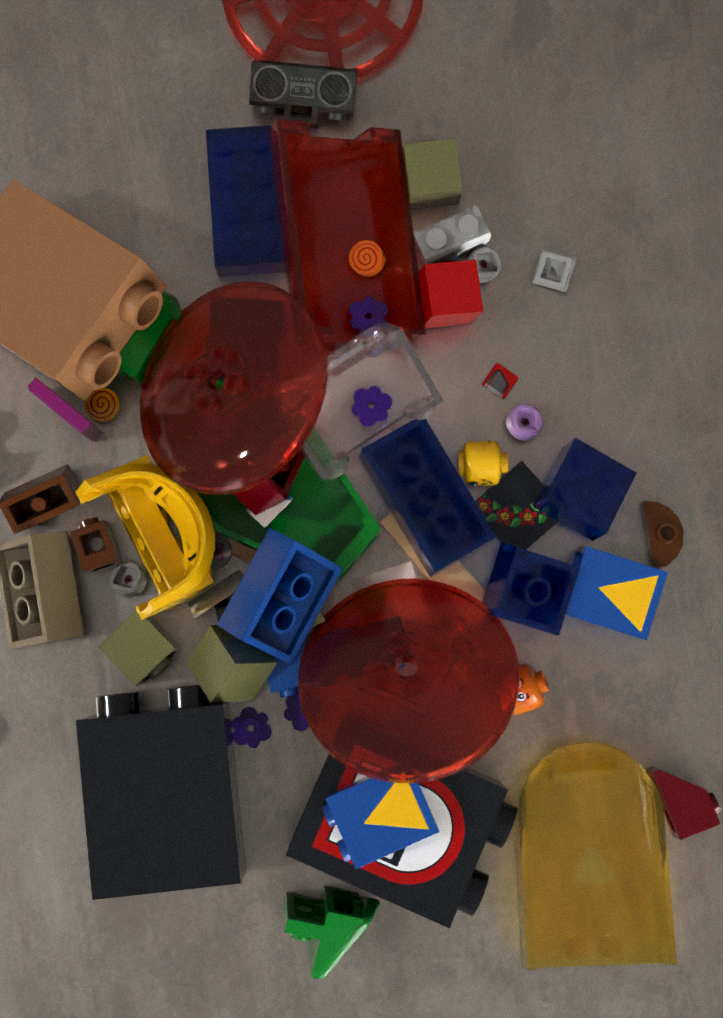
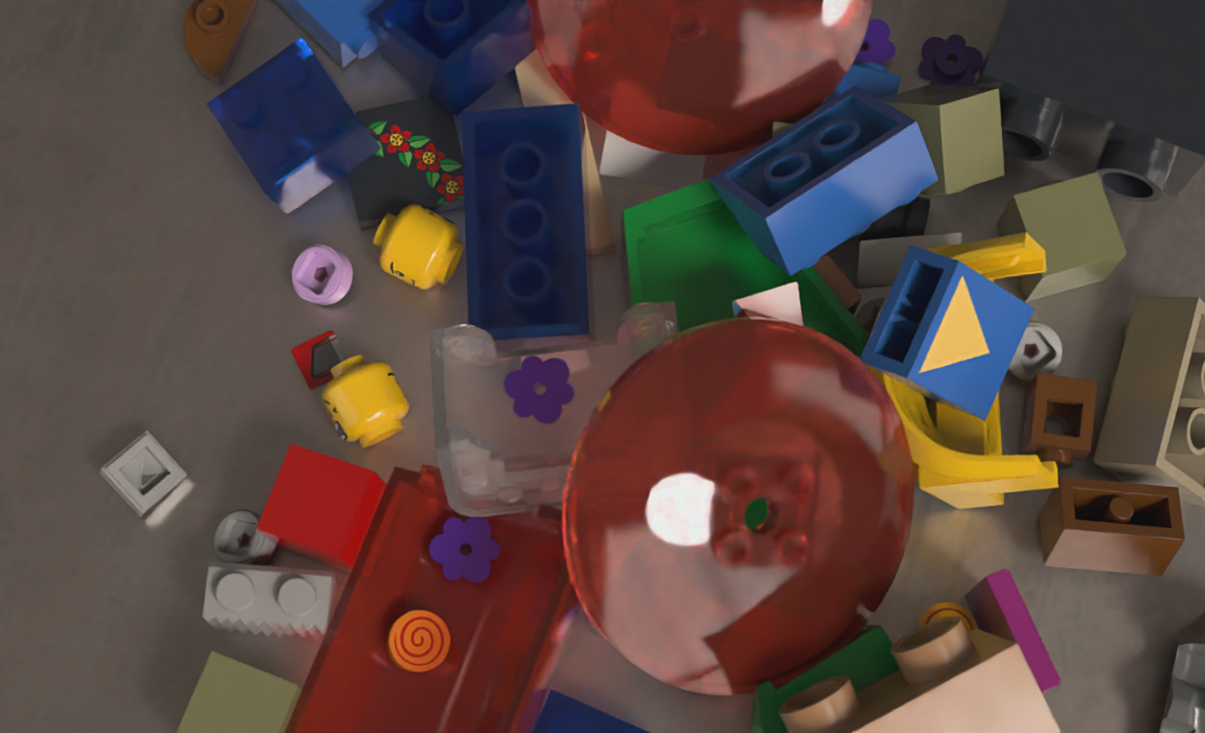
camera: 155 degrees left, 10 degrees down
(170, 536) = (947, 332): none -> blue brick
(462, 365) = (365, 401): none -> yellow head

